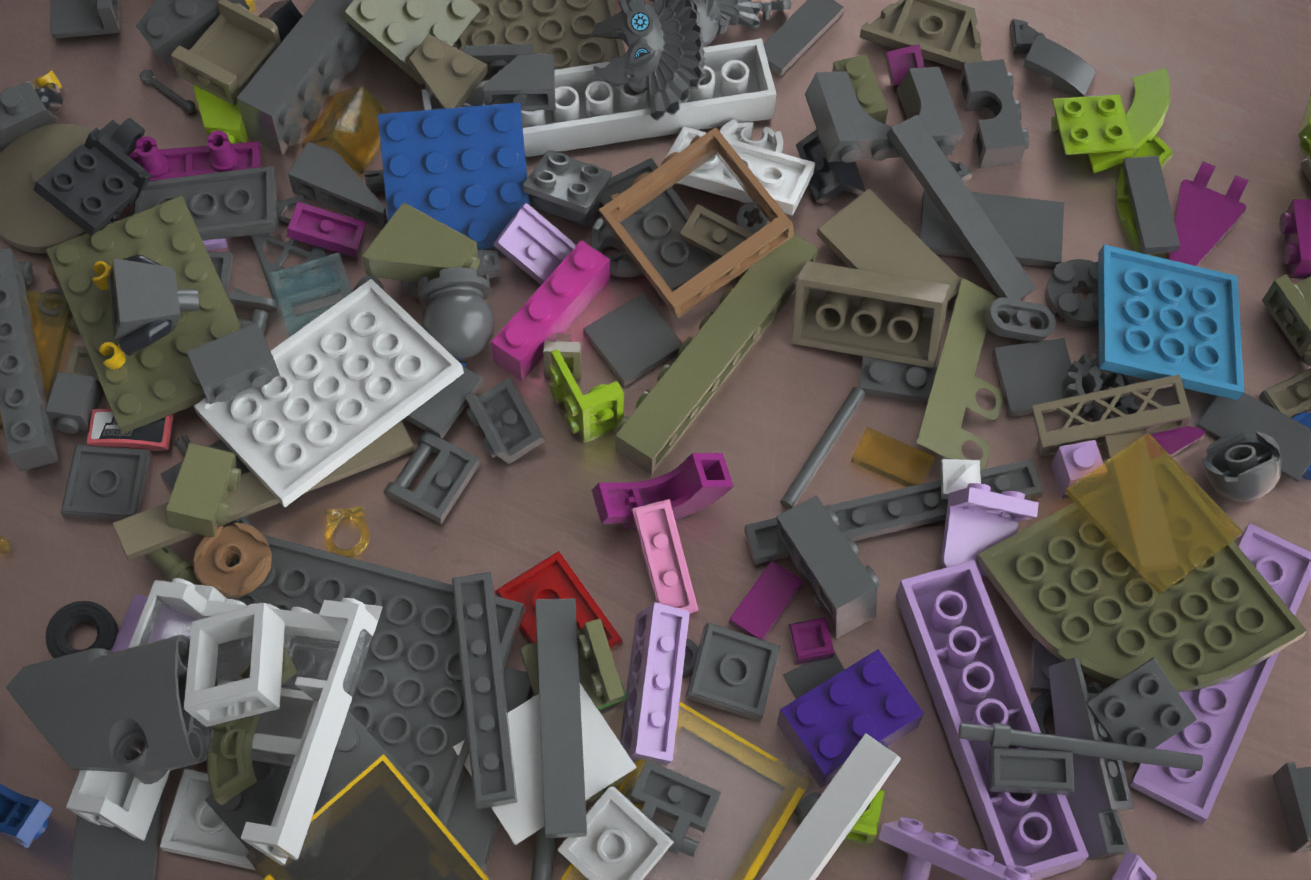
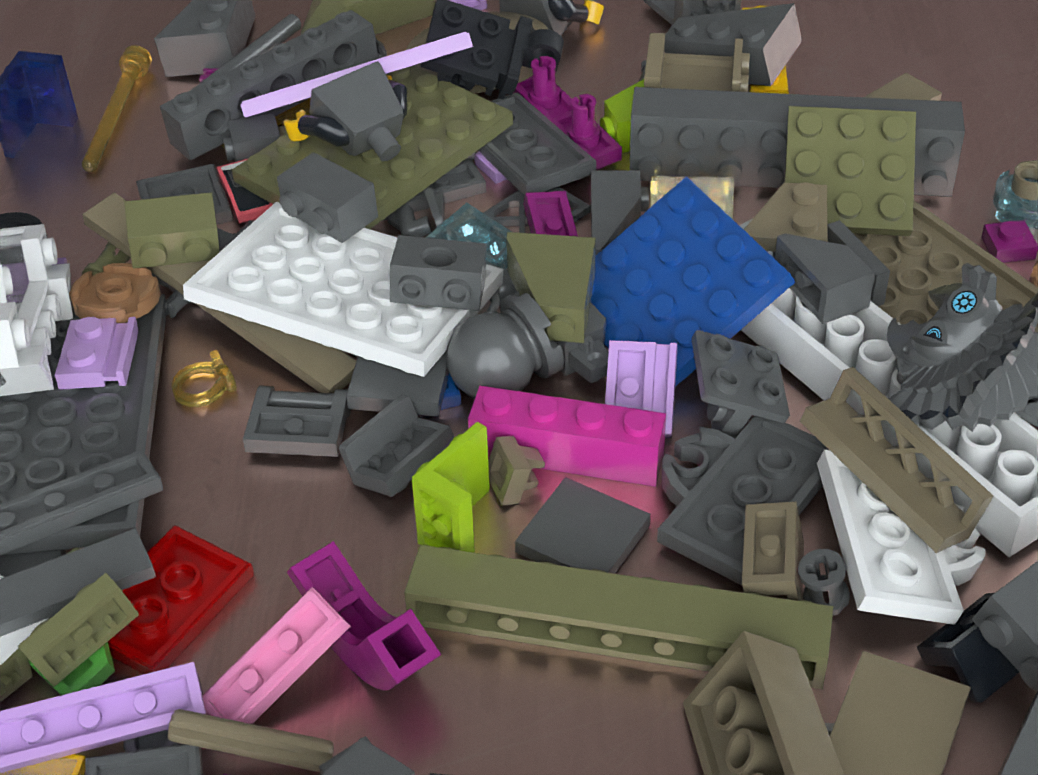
camera: 70 degrees right, 20 degrees down
(86, 286) = (389, 64): none -> lavender tile
(299, 584) = (96, 353): none -> lavender plate
(375, 319) = (438, 272): none -> dark grey brick
(658, 141) = (893, 471): none -> dark tan fence
(717, 592) = (249, 740): none -> dark tan axle
(733, 263) = (741, 565): medium nougat window -> none

